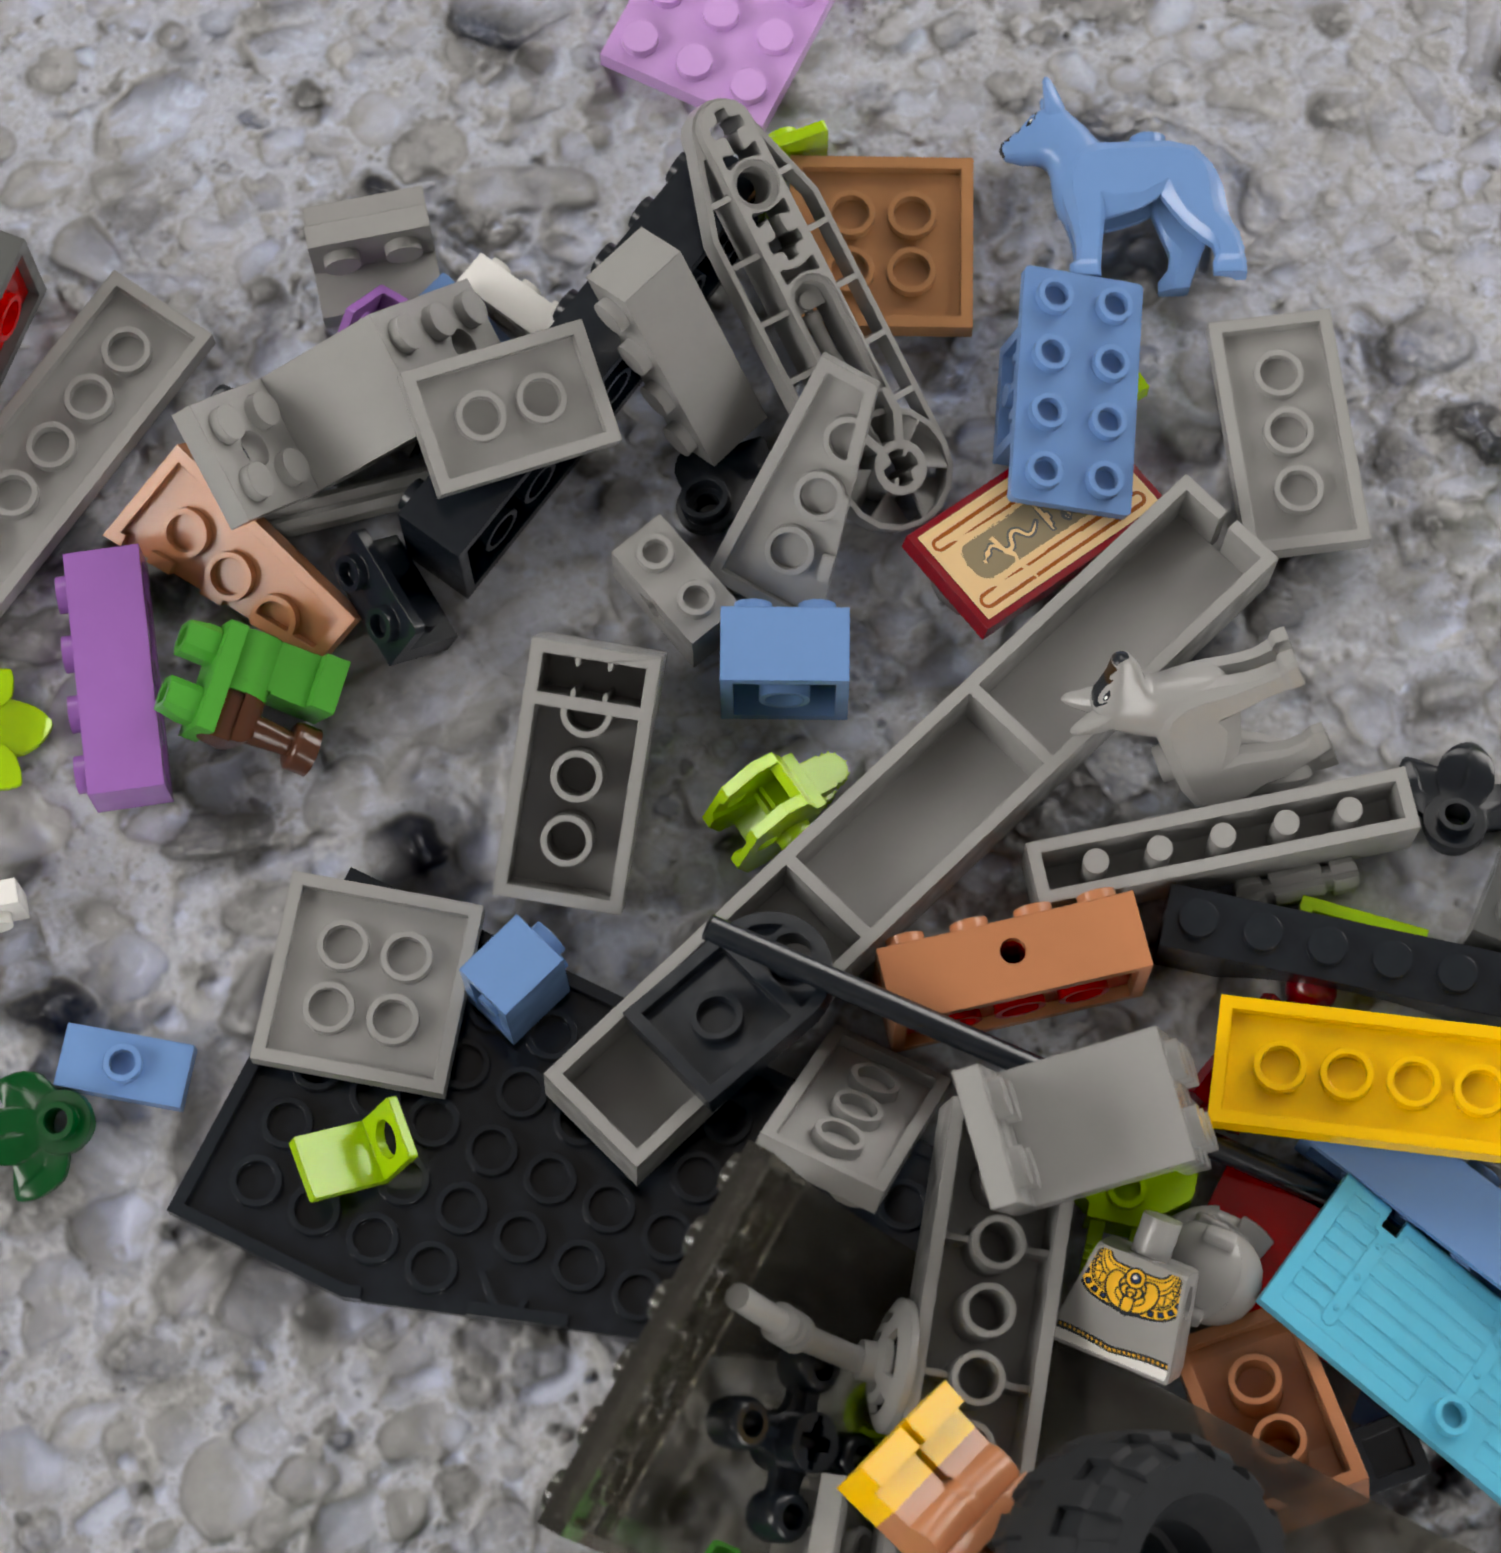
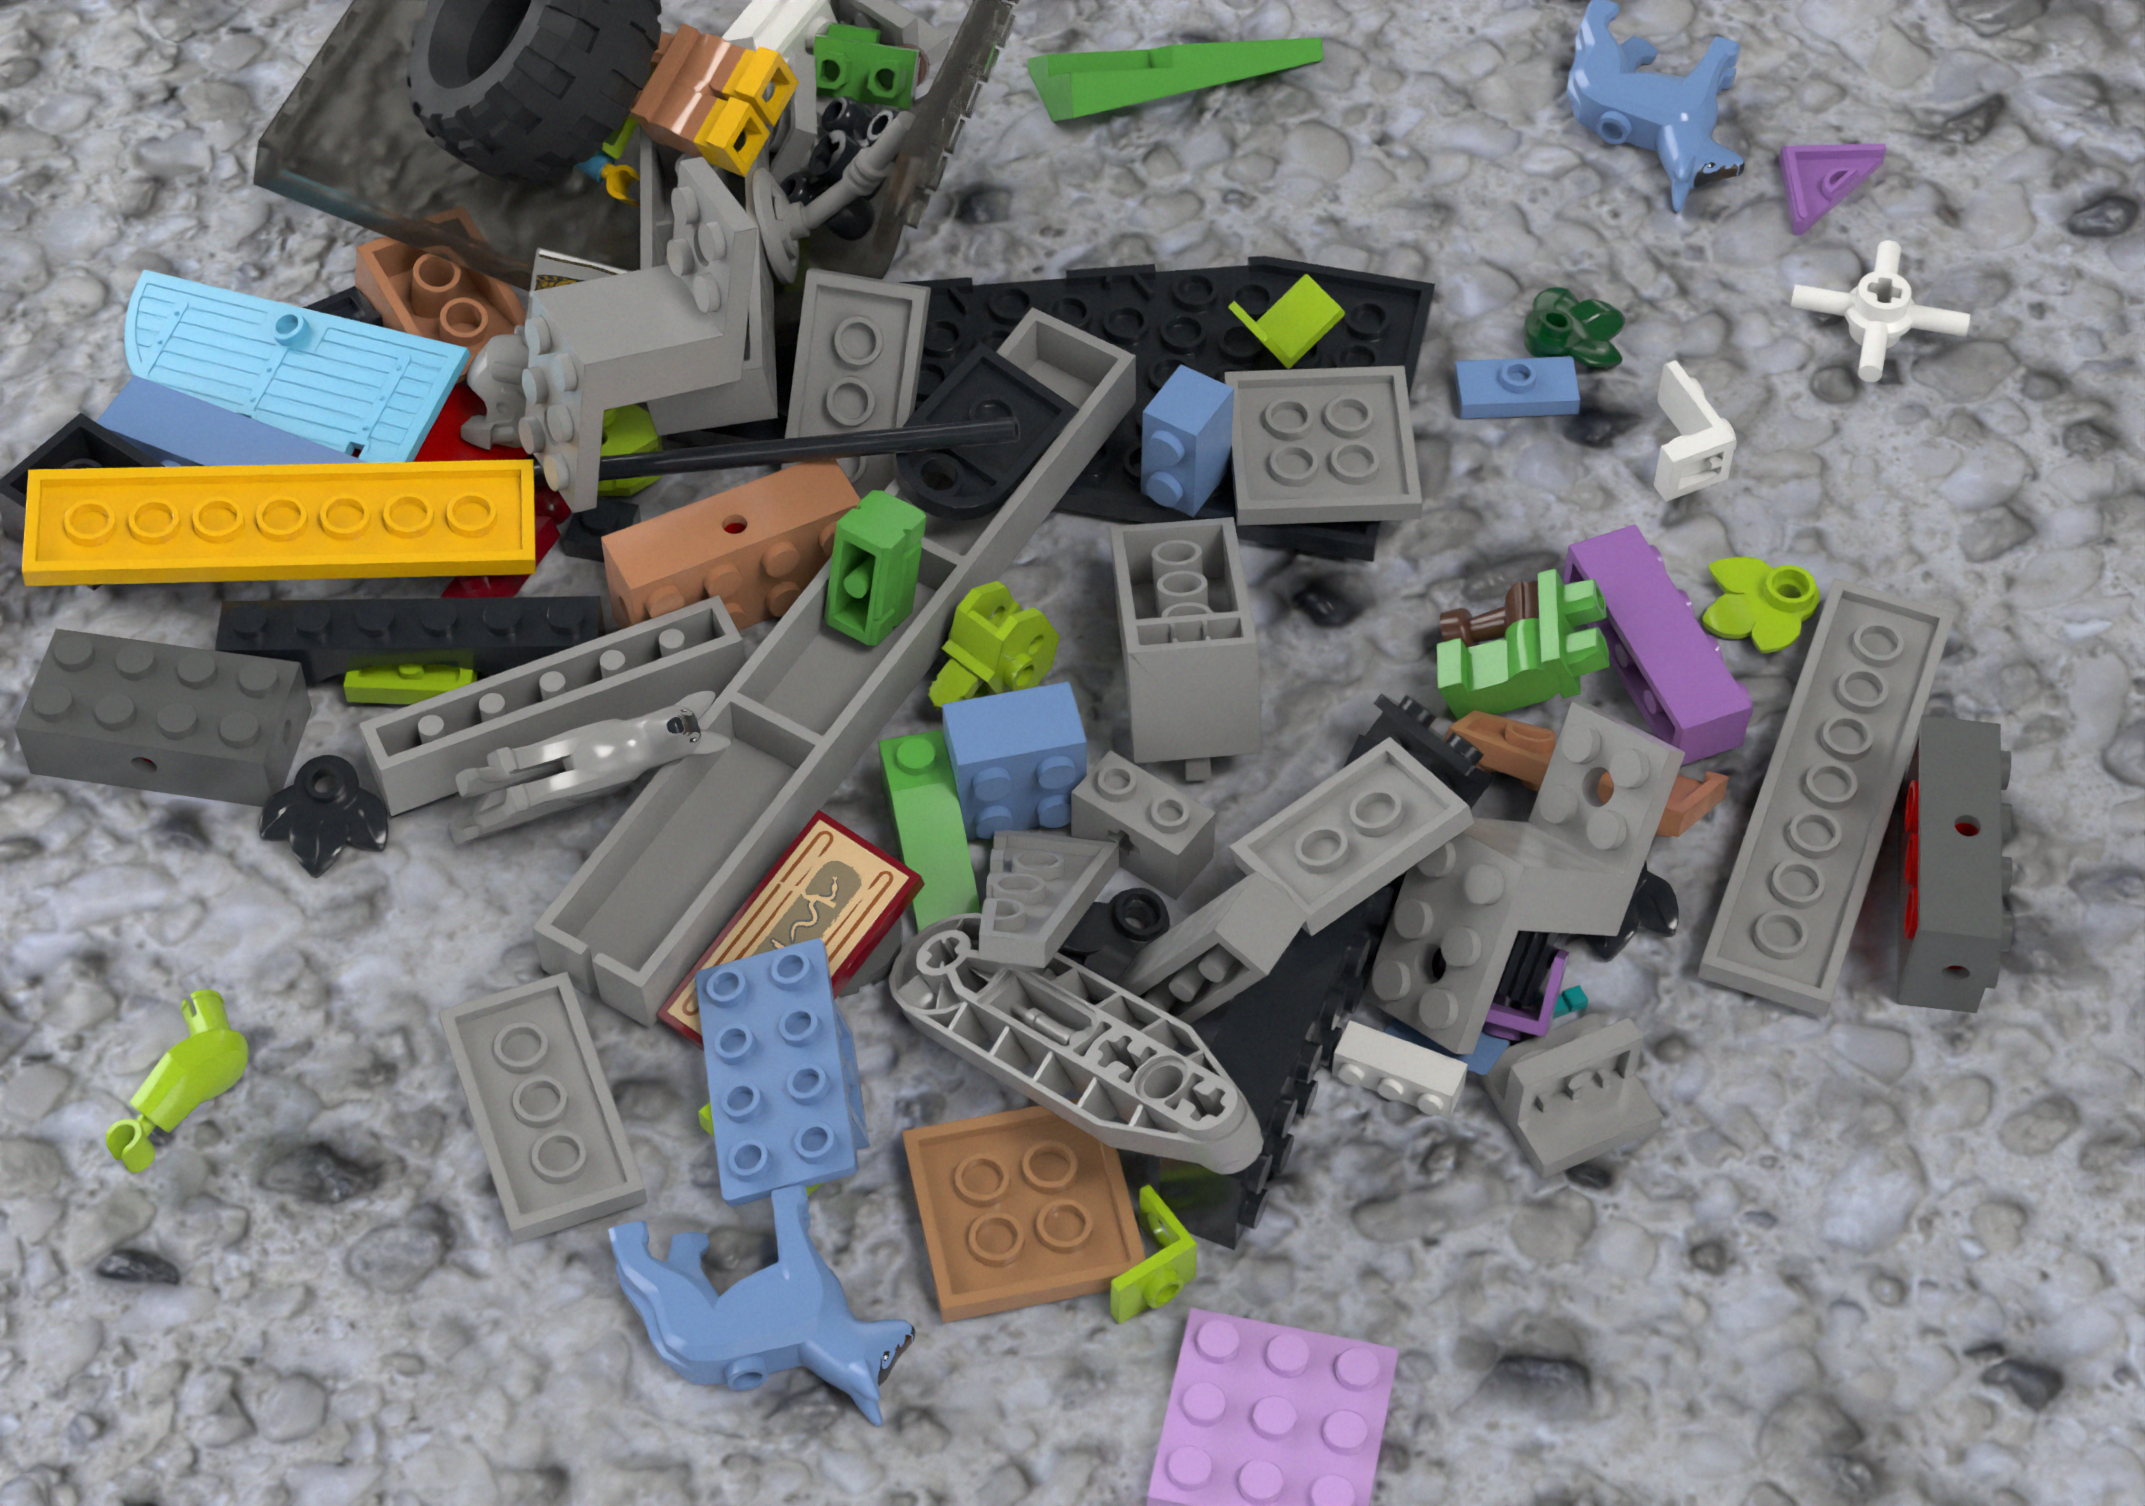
camera: 165 degrees right, 20 degrees down
(876, 864) = (874, 567): none -> bright green brick
(880, 637) = (928, 825): none -> bright green slope

